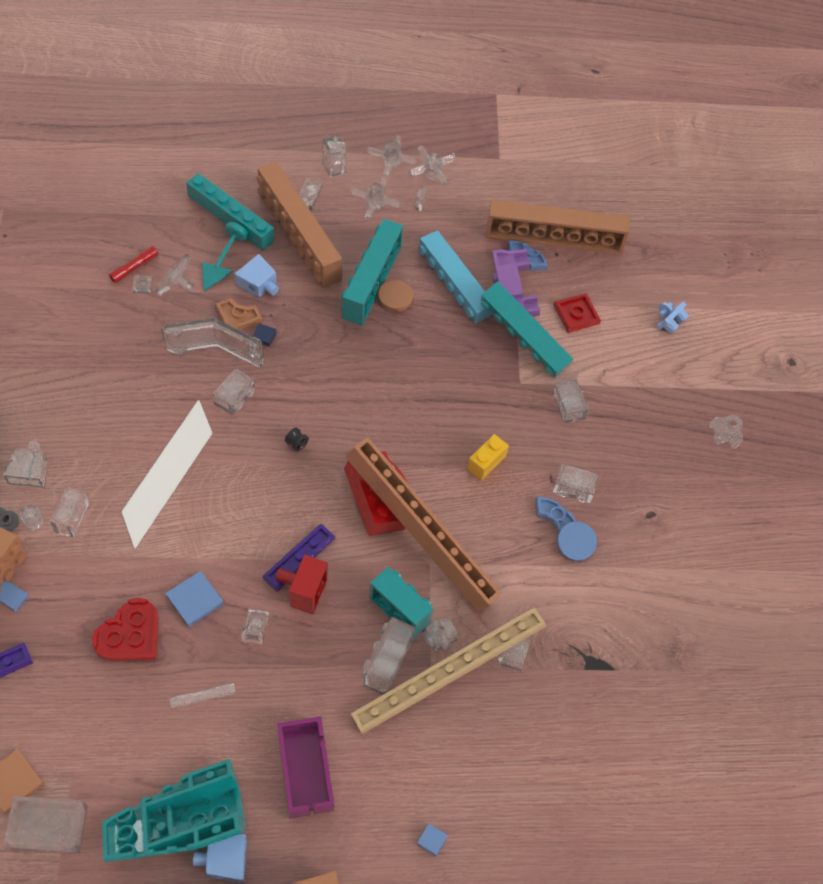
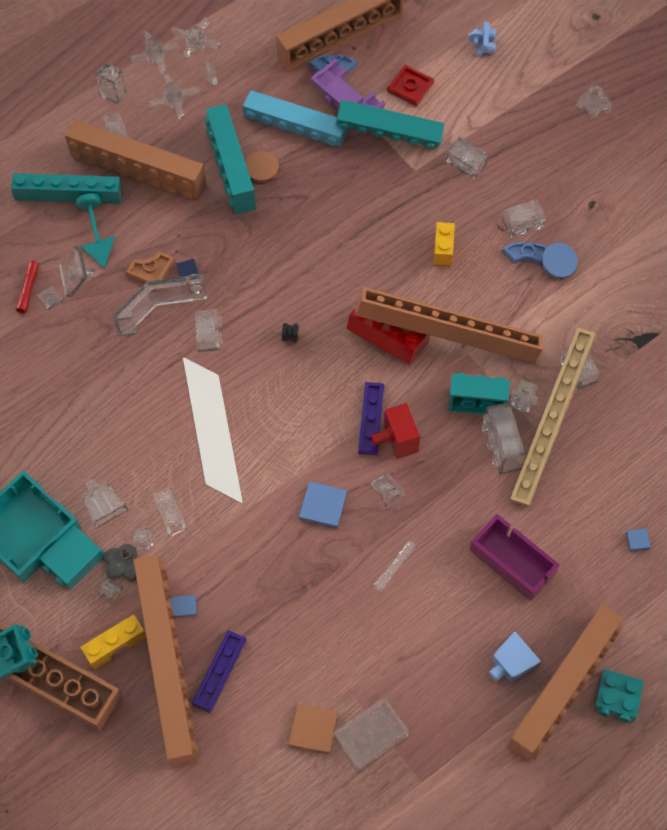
camera: 30 degrees left, 5 degrees up
(130, 634) = (300, 564): red plate -> none
(180, 818) = (462, 653): teal wedge -> none
(257, 277) = (140, 227): light blue torso -> none

